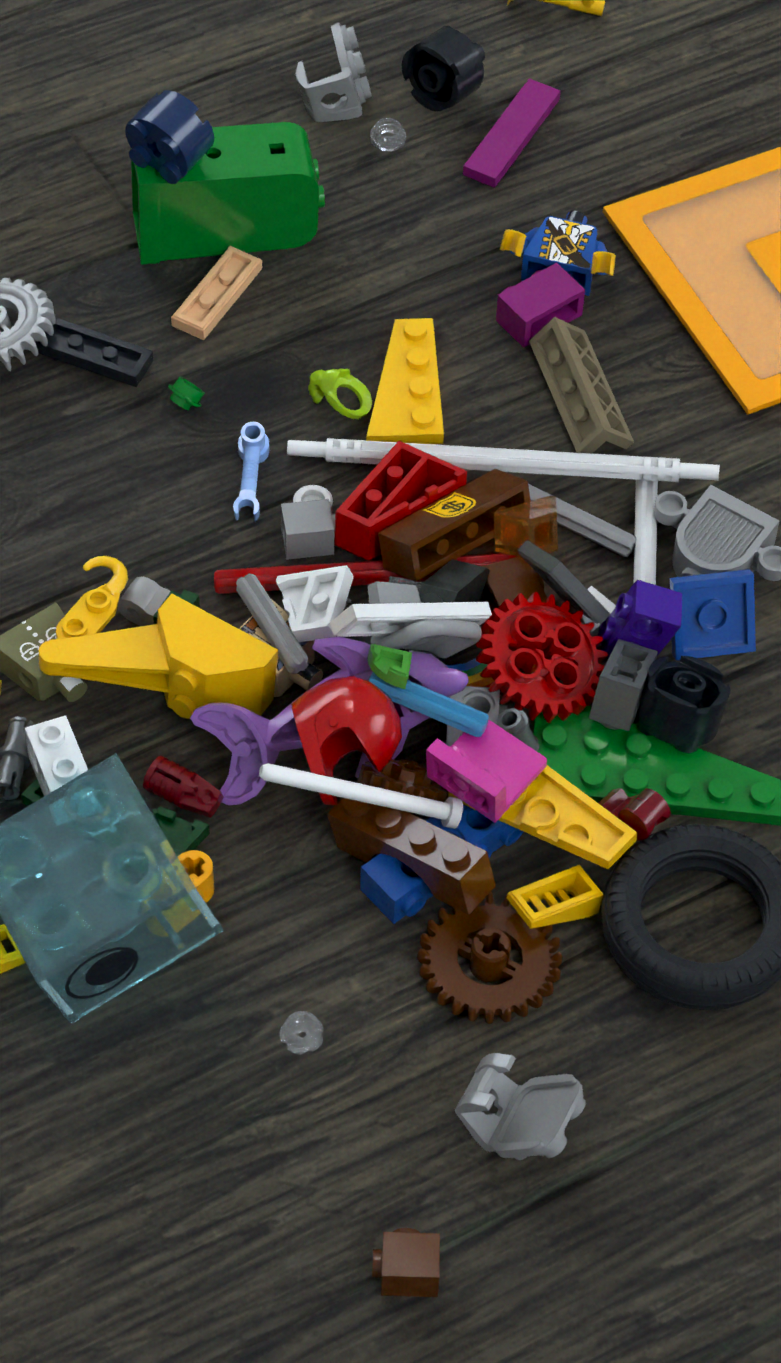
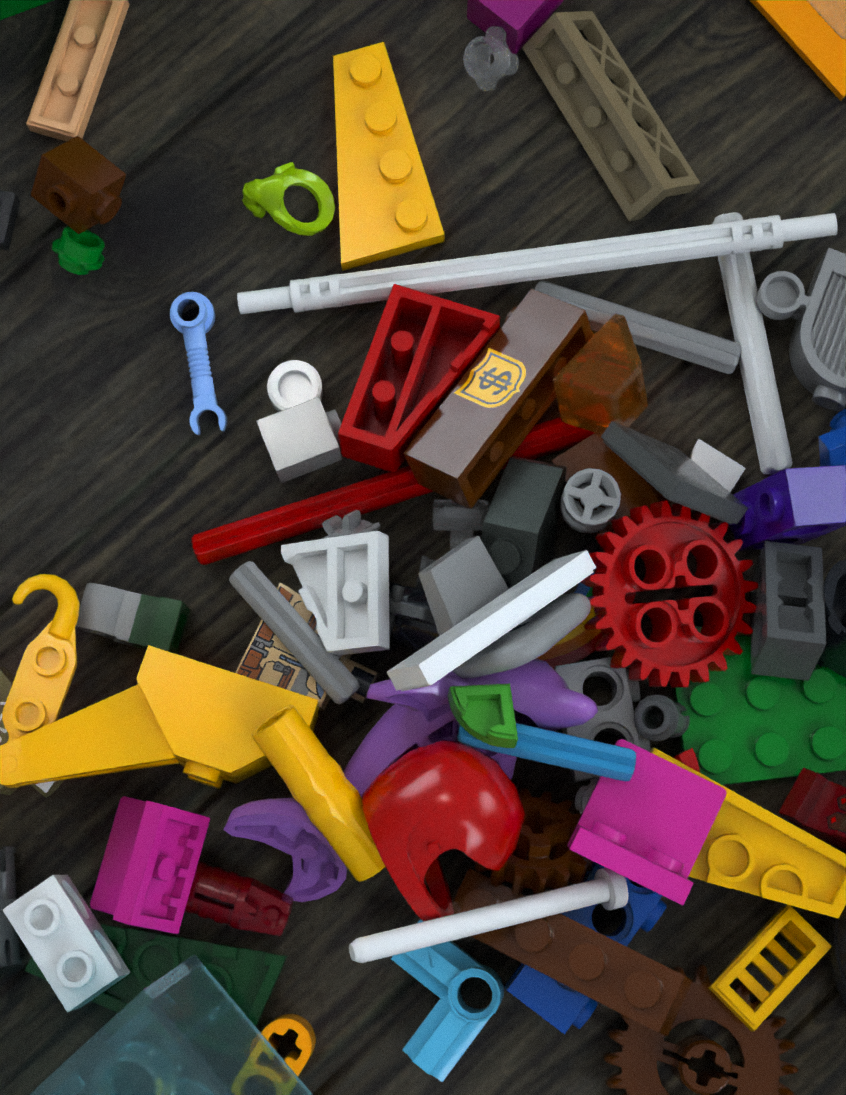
camera: 10 degrees left, 25 degrees up
(138, 732) = (149, 864): none -> dark pink bracket
(197, 353) = (78, 185): none -> reddish brown brick
(267, 697) = (320, 789): none -> yellow axle
(318, 888) = (451, 1022): none -> medium azure piece
(494, 578) = (593, 489): none -> light grey wheel
(503, 340) = (478, 55): none -> clear plate

